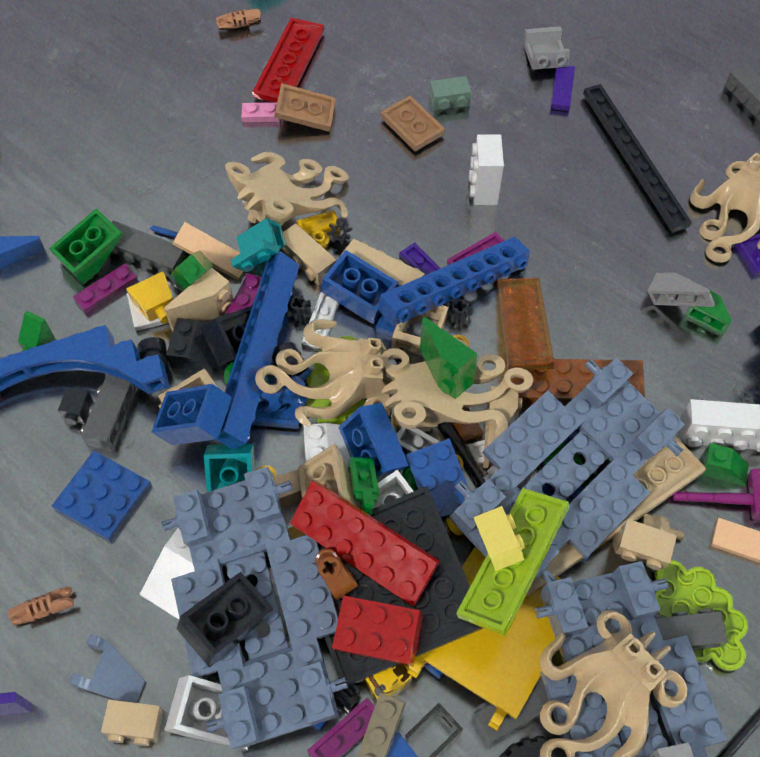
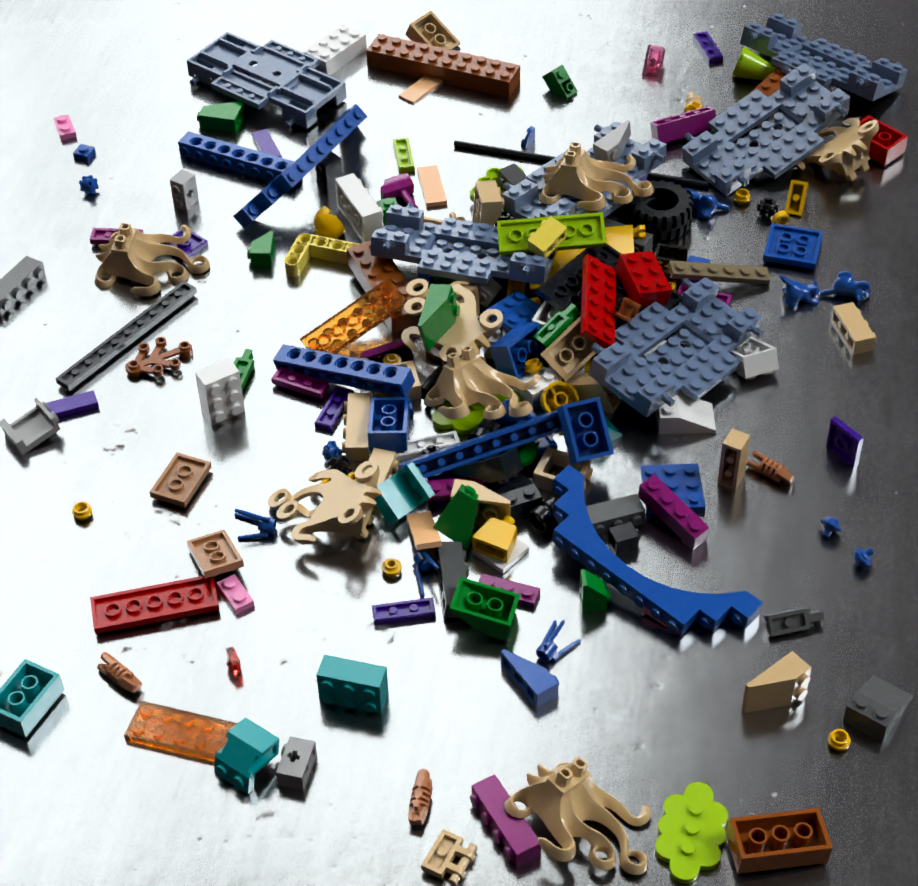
camera: 120 degrees left, 15 degrees down
(19, 280) = (548, 648): none -> blue plant
(57, 459) = (673, 511): none -> magenta brick
(60, 552) = (733, 459): none -> tan brick
(71, 79) = (295, 763): none -> light grey brick
(98, 50) = (245, 754): none -> teal piece
(98, 129) = (352, 683): none -> teal brick
(112, 676) = (774, 412): sand blue flag -> none
(132, 722) = (788, 386): tan brick -> none
(150, 207) = (403, 611): none -> dark purple tile
(151, 42) = (178, 730): none -> clear orange plate
(191, 81) = (233, 661): none -> clear red tile
(200, 219) = (391, 567): none -> yellow plate
(223, 619) = (701, 346): black slope -> none
(282, 450) = (556, 395): none -> yellow cylinder
(316, 154) = (265, 524): none -> blue plant
(345, 444) = (533, 366): none -> yellow plate
(365, 235) = (331, 450): none -> blue plant
(425, 53) = (81, 510): none -> yellow plate
(450, 93) = (128, 468): sand green brick -> none
(477, 334) = (384, 349): none -> magenta tile
(526, 217) = (244, 365): none -> green hinge
(585, 147) = (138, 365): none -> dark orange plant
(678, 291) = (262, 262): light grey slope -> none
(688, 356) = (314, 246): none -> light yellow beam
(721, 384) = (327, 224): none -> yellow cylinder

